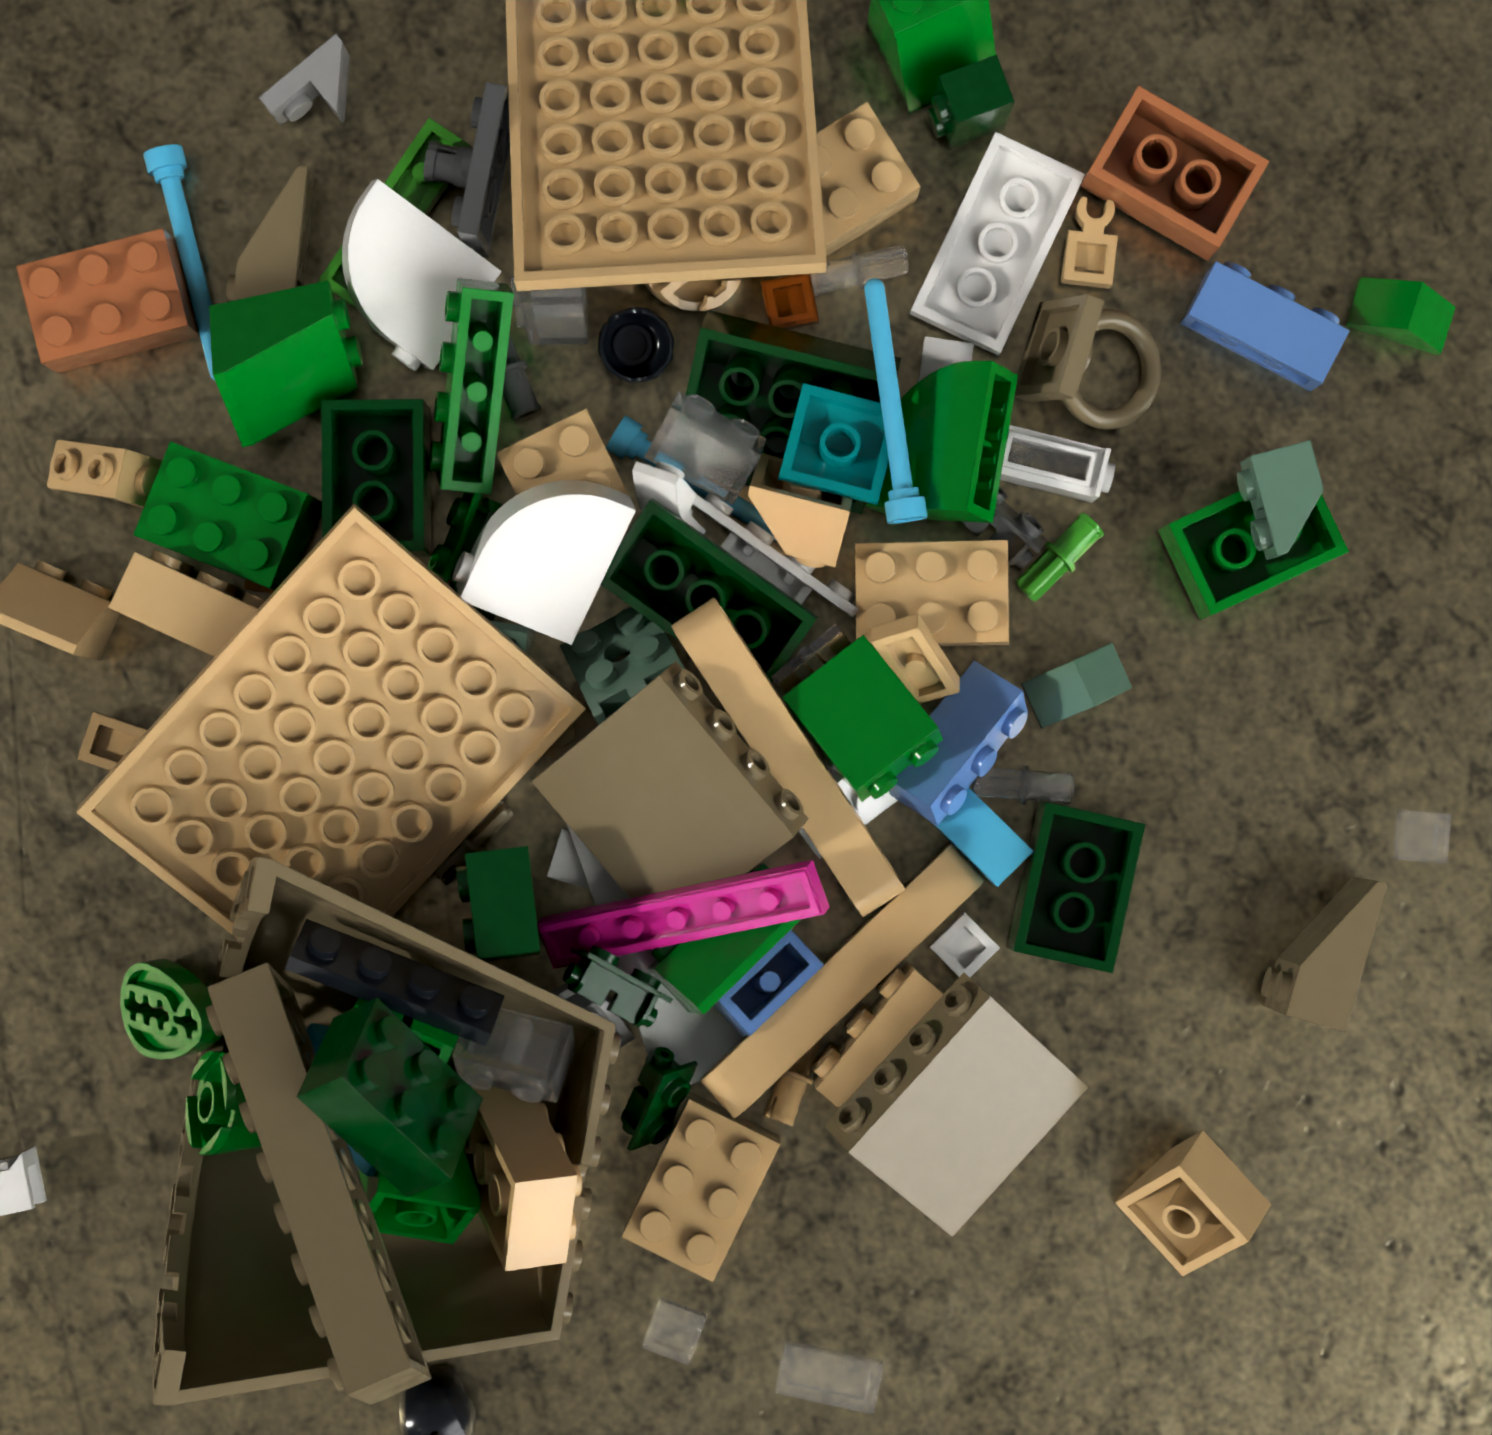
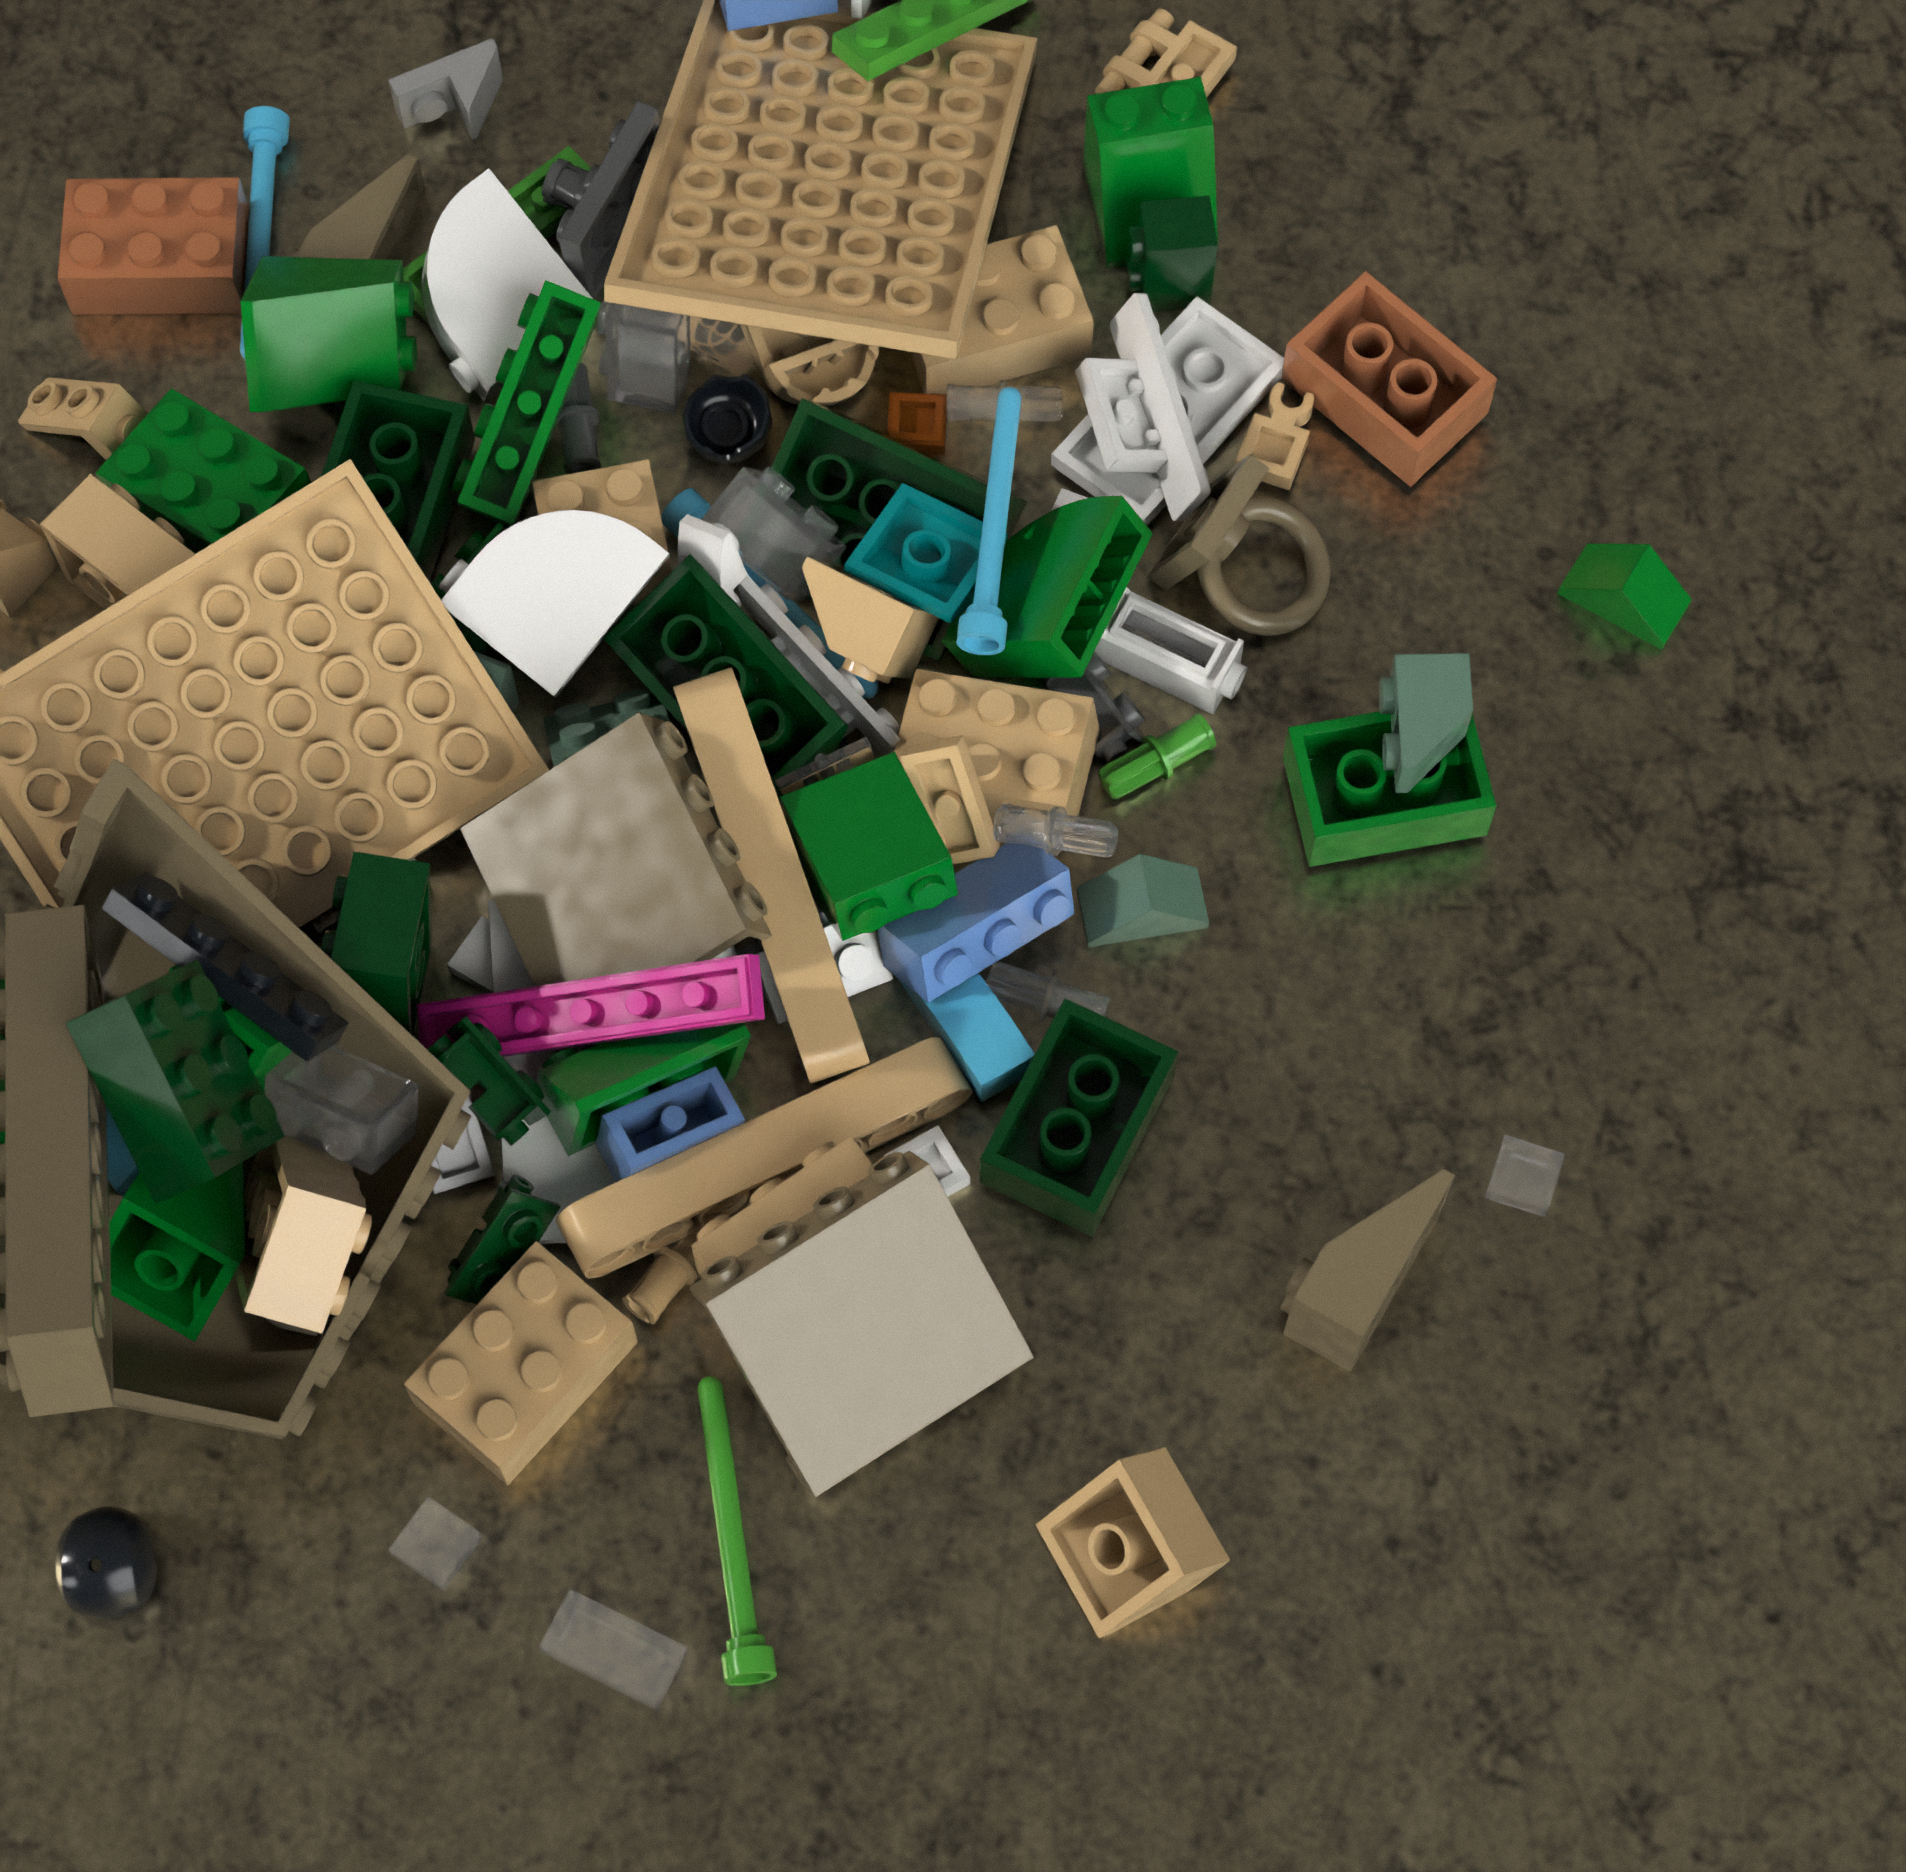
camera: 20 degrees right, 20 degrees down
(930, 1360) = (747, 1656): none -> bright green piece
(979, 260) = (1141, 412): none -> white bracket
(1004, 662) = (1055, 831): none -> clear axle
(1265, 325) = (1458, 562): medium blue brick -> none

